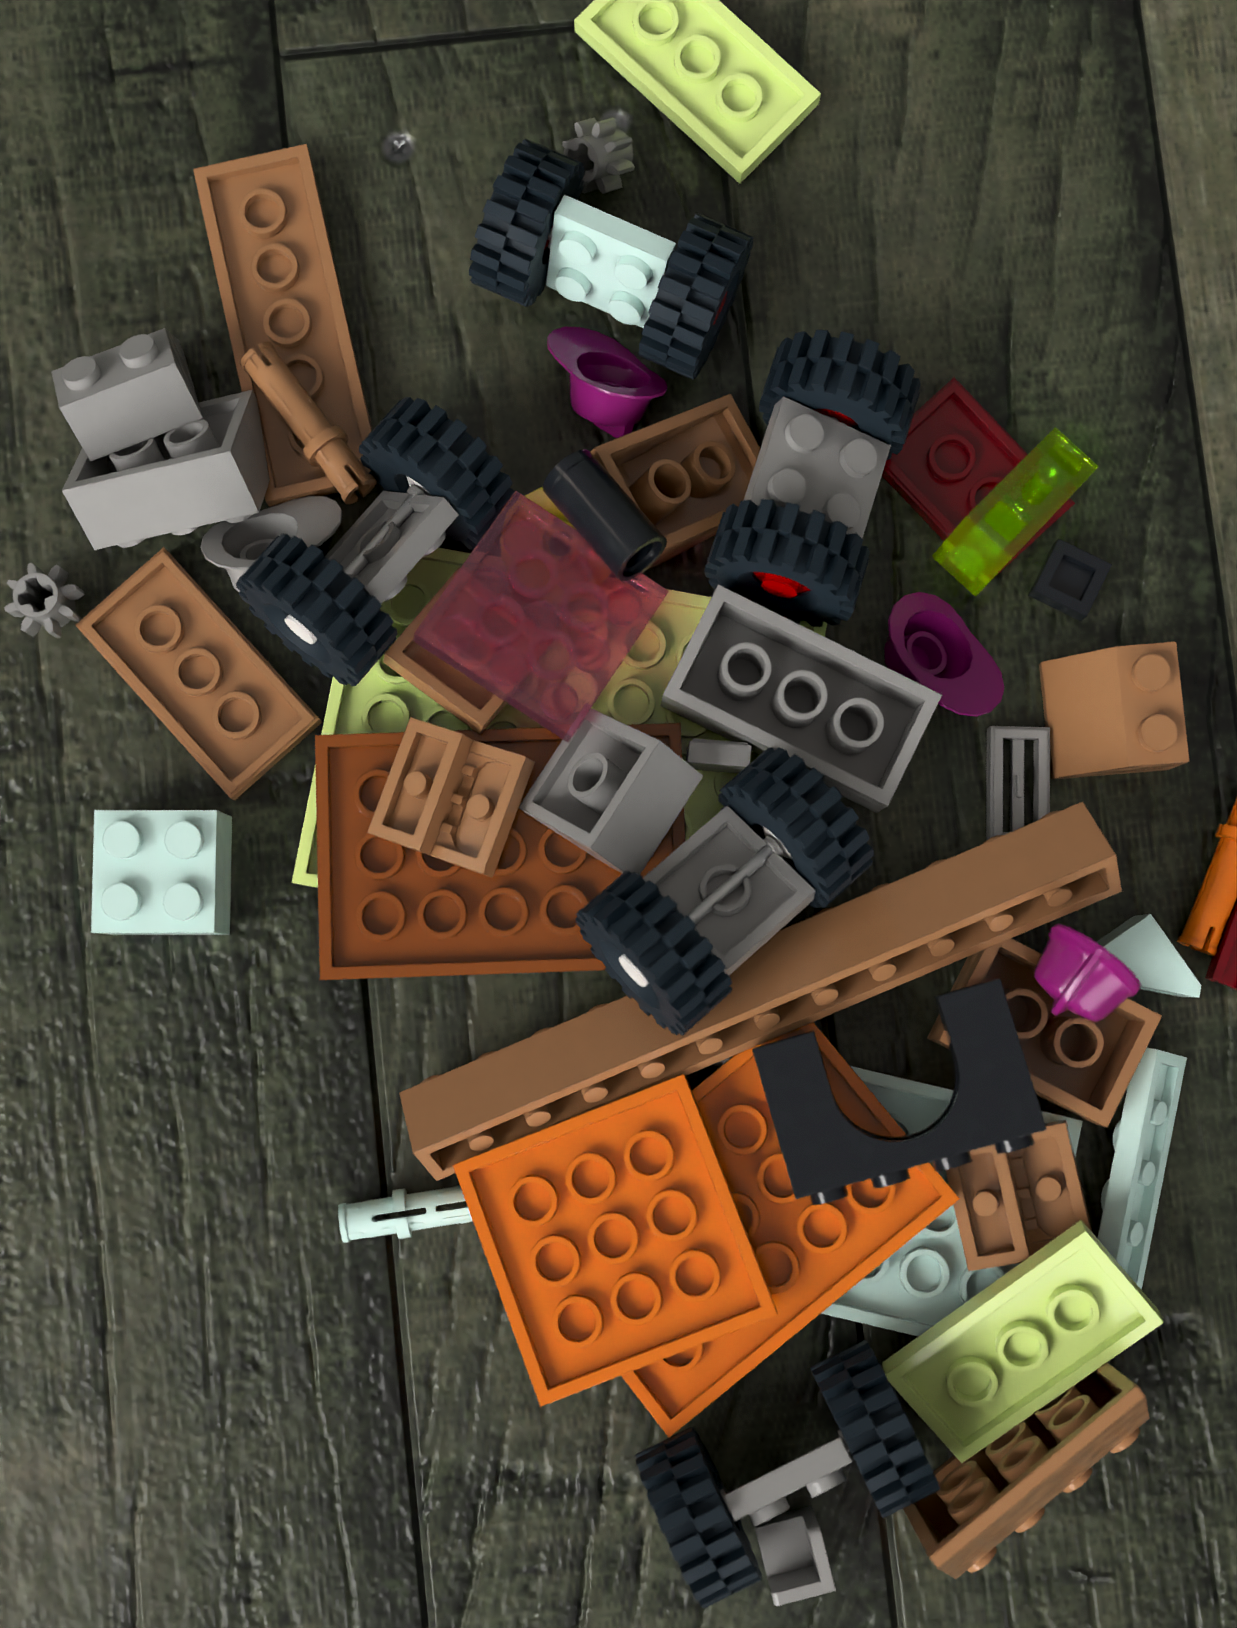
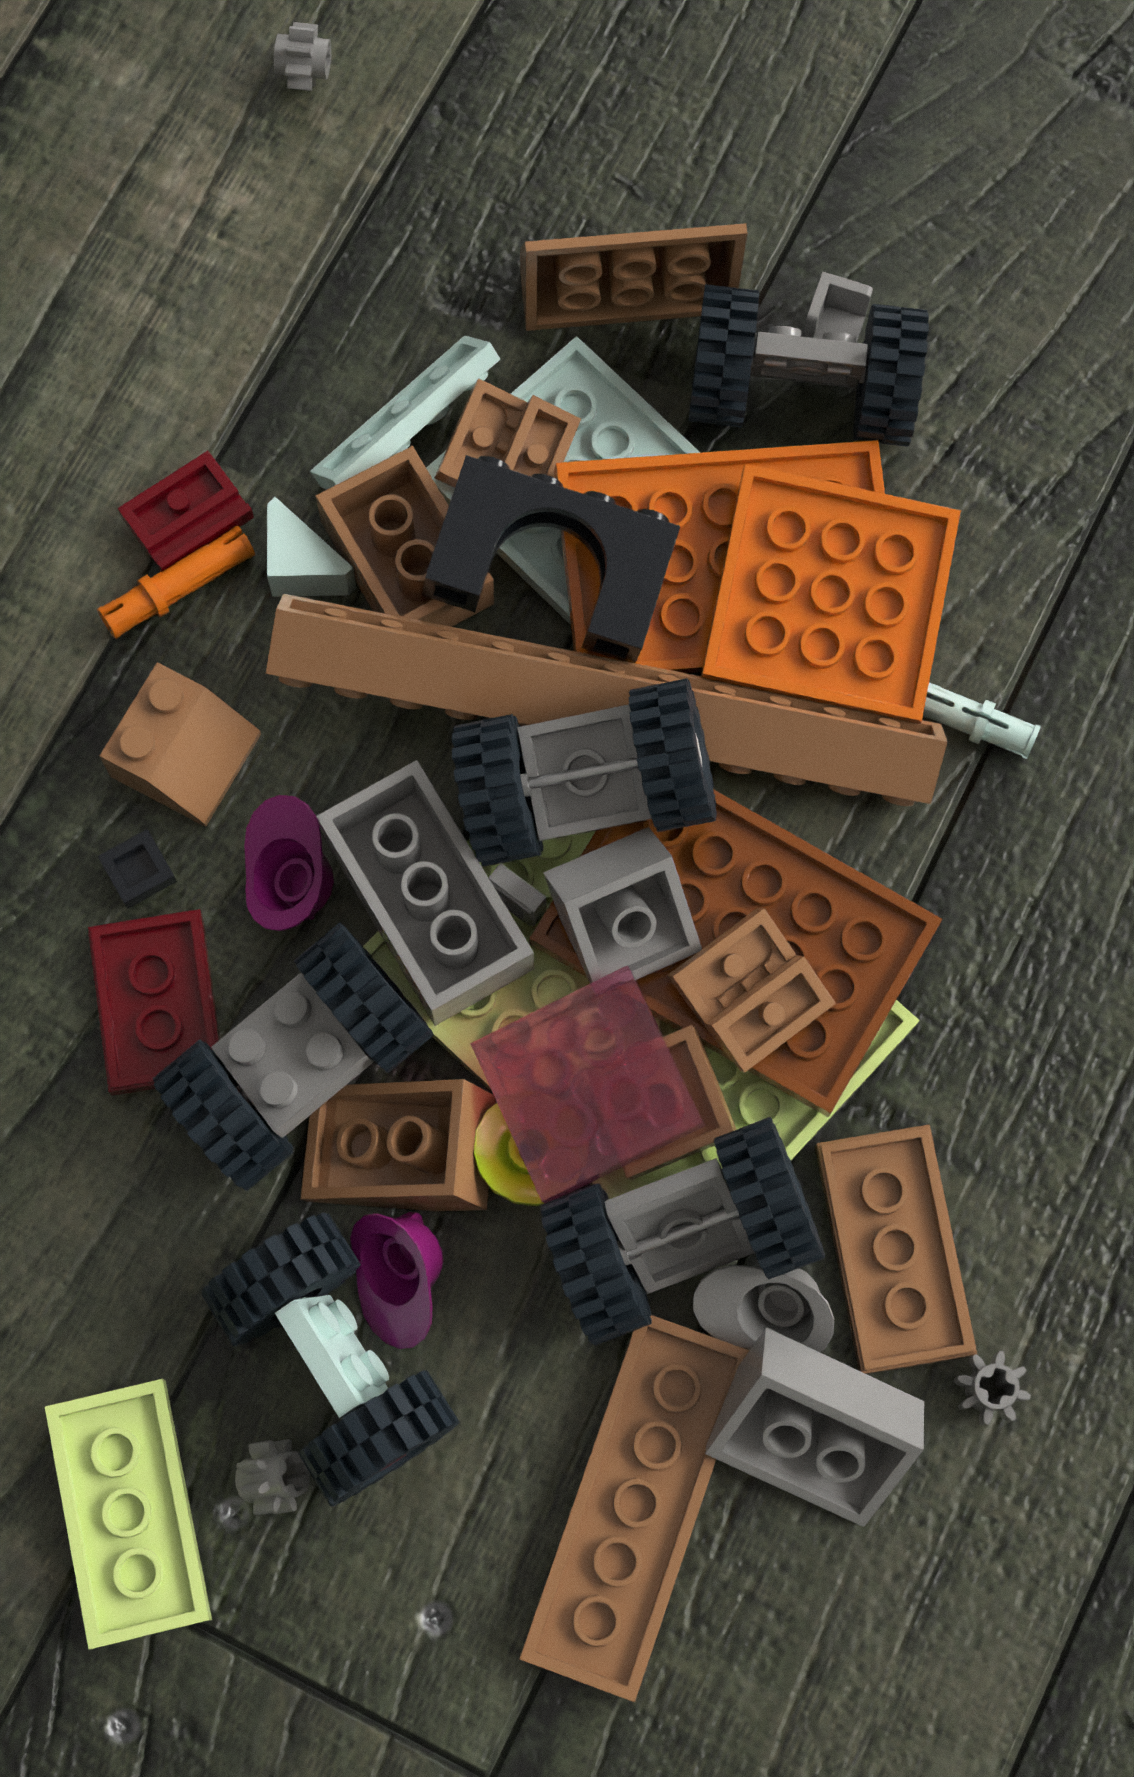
camera: 150 degrees left, 10 degrees down
(127, 393) = (815, 1516): light grey slope -> none
(161, 872) = (1021, 1093): light aqua brick -> none
(322, 442) = (675, 1387): medium nougat pin -> none
(604, 515) = (484, 1129): black pin -> none
(994, 776) = (308, 755): light grey tile -> none
(1014, 511) = (145, 939): clear neon green slope -> none
(1022, 1342) = (576, 348): yellowish green plate -> none
(1083, 975) = (362, 547): magenta piece -> none

